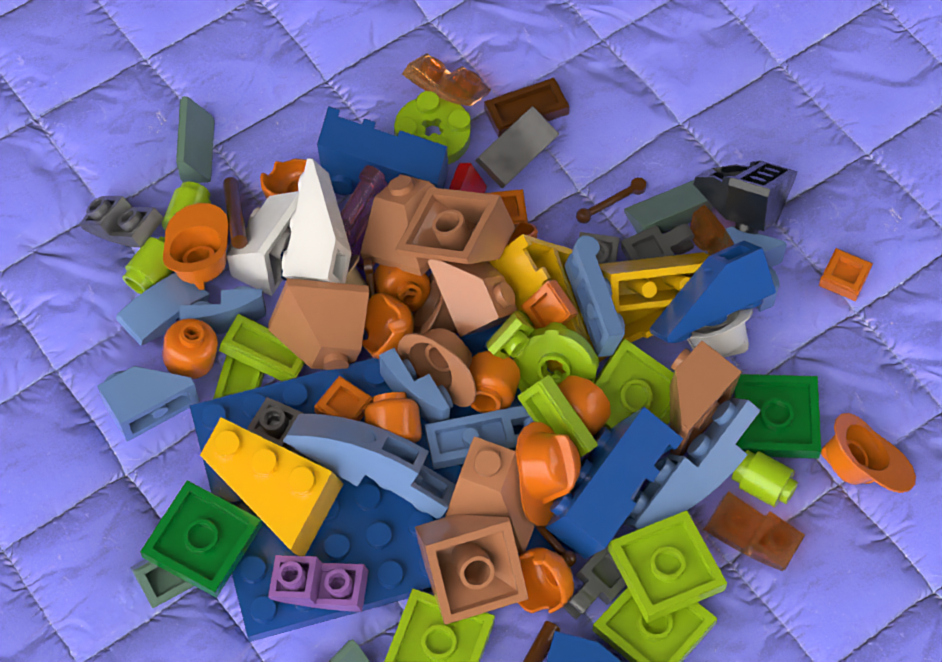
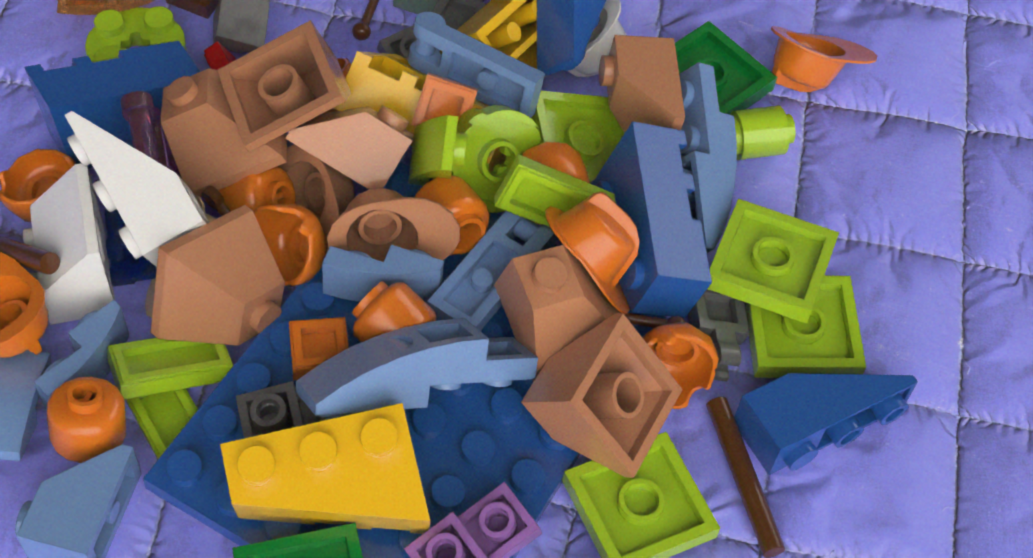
camera: 50 degrees left, 5 degrees down
(754, 534) = (798, 187): clear orange slope -> none

